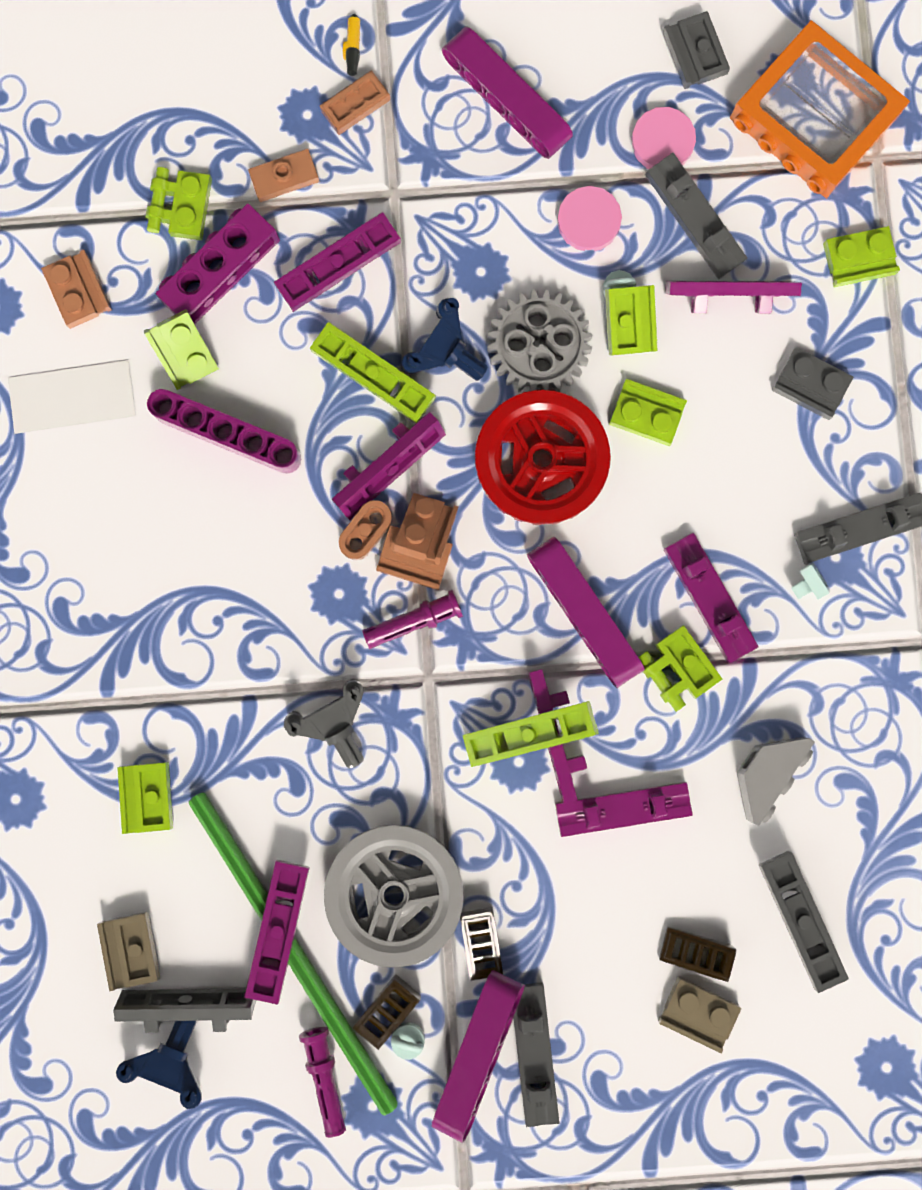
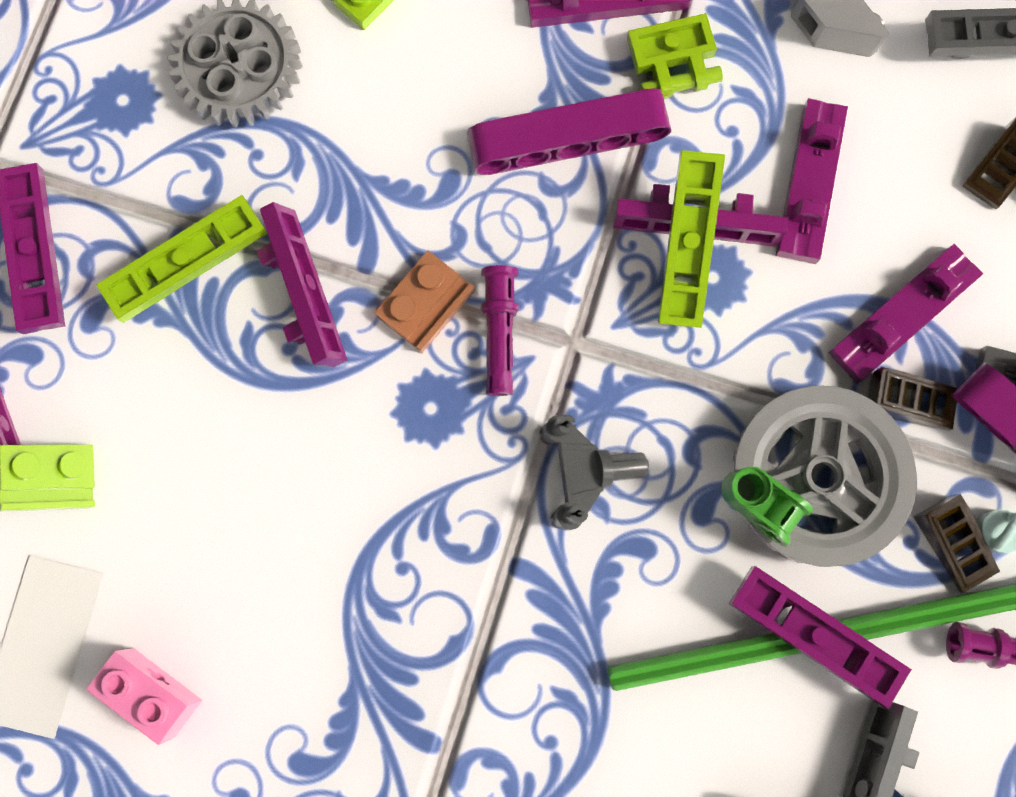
camera: 70 degrees left, 5 degrees down
(63, 483) = (144, 695): none -> bright pink brick
(145, 798) = (588, 744): lime plate -> none
(213, 420) = (152, 473): magenta beam -> none
(351, 864) = (773, 507): none -> bright green piece
(363, 529) = (369, 345): nougat plate -> none
(425, 529) = (397, 270): nougat plate -> none
(445, 346) = (187, 164): dark blue axle -> none
(522, 422) = (393, 65): red gear -> none
(546, 916) = (905, 313): none -> magenta hinge

